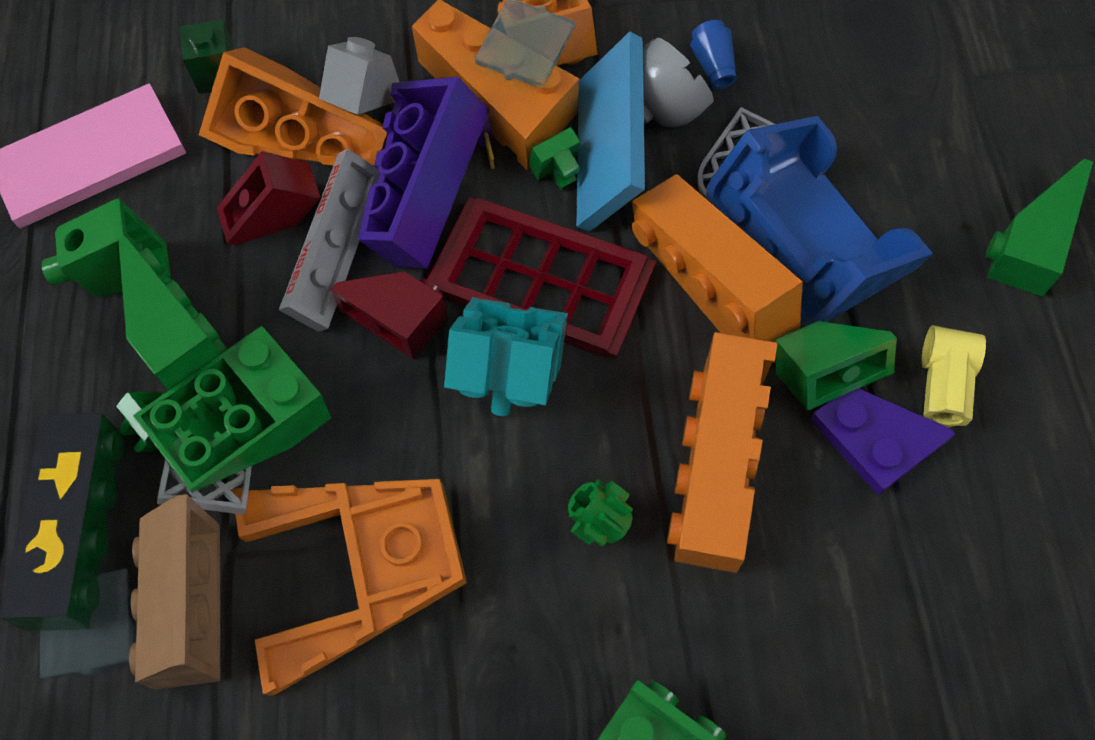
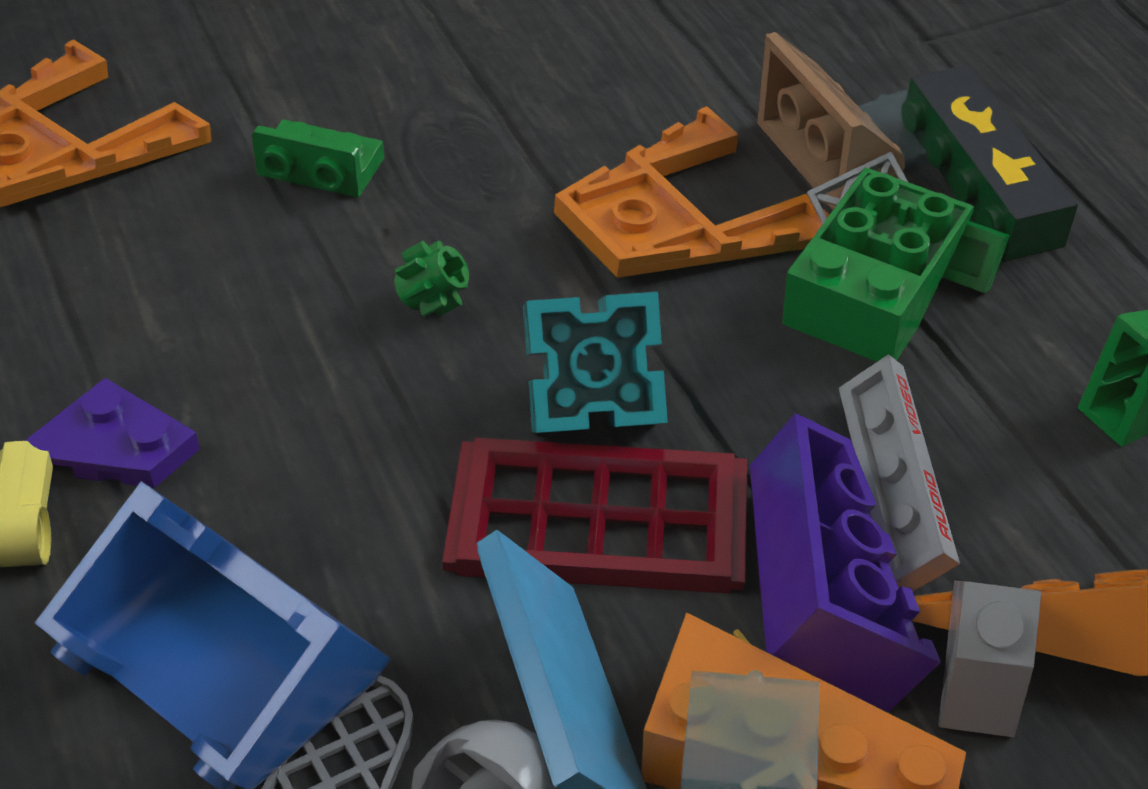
camera: 160 degrees right, 20 degrees down
(162, 320) = (1014, 302): green slope -> none
(268, 198) = (1010, 495): dark red slope -> none
(394, 308) = (757, 399): dark red slope -> none
(556, 158) = (636, 651): green tile -> none
(718, 263) = (353, 539): orange wedge -> none
(722, 454) = (303, 361): orange wedge -> none
(832, 360) = (189, 461): green slope -> none

